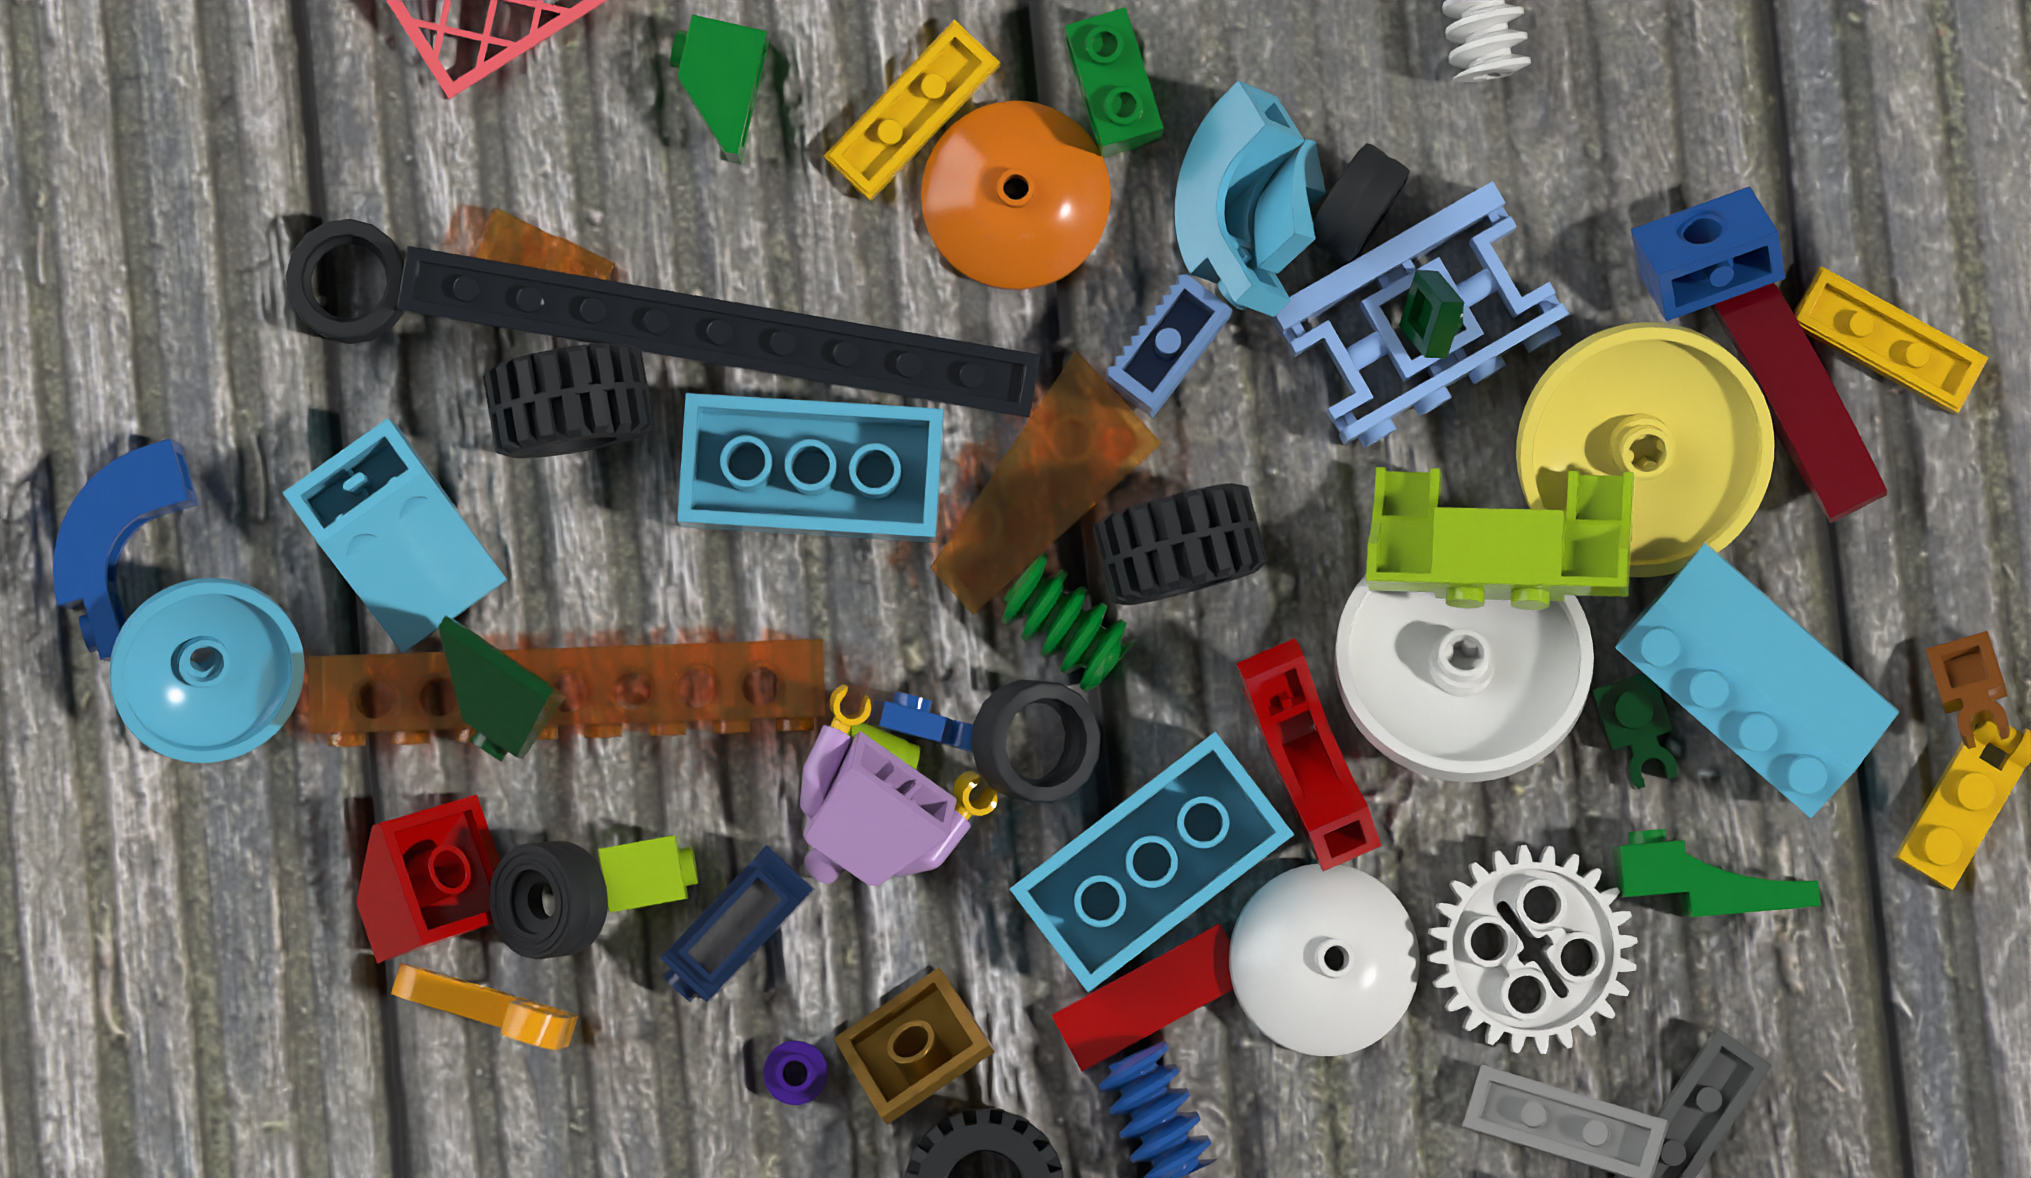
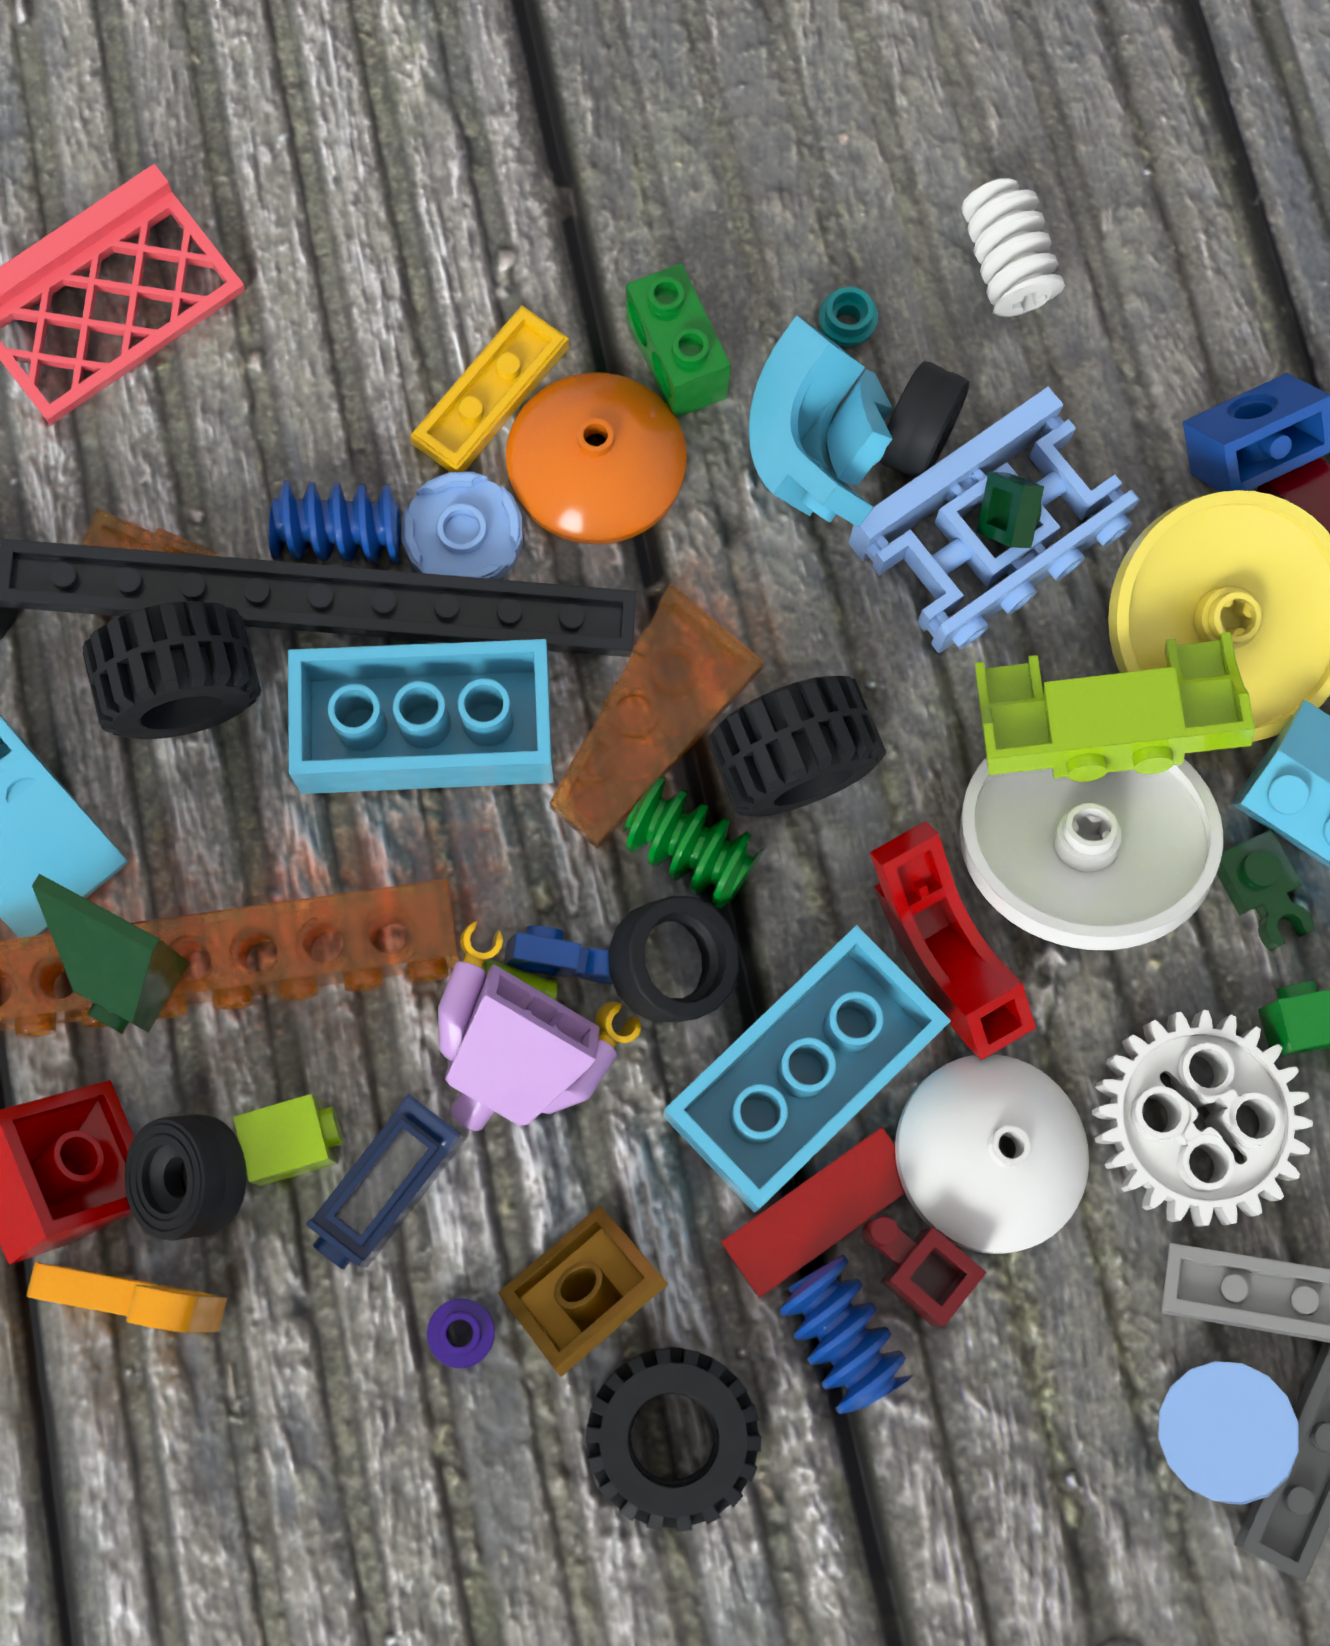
camera: 10 degrees left, 10 degrees down
(721, 76) = (306, 371): green slope -> none
(740, 248) = (335, 522): none -> blue piece
(869, 264) = (462, 527): none -> light blue tile
(1168, 344) = (759, 565): medium blue brick -> none
(1241, 1065) = (926, 1271): none -> dark red brick
(1299, 47) = (850, 302): none -> teal plate

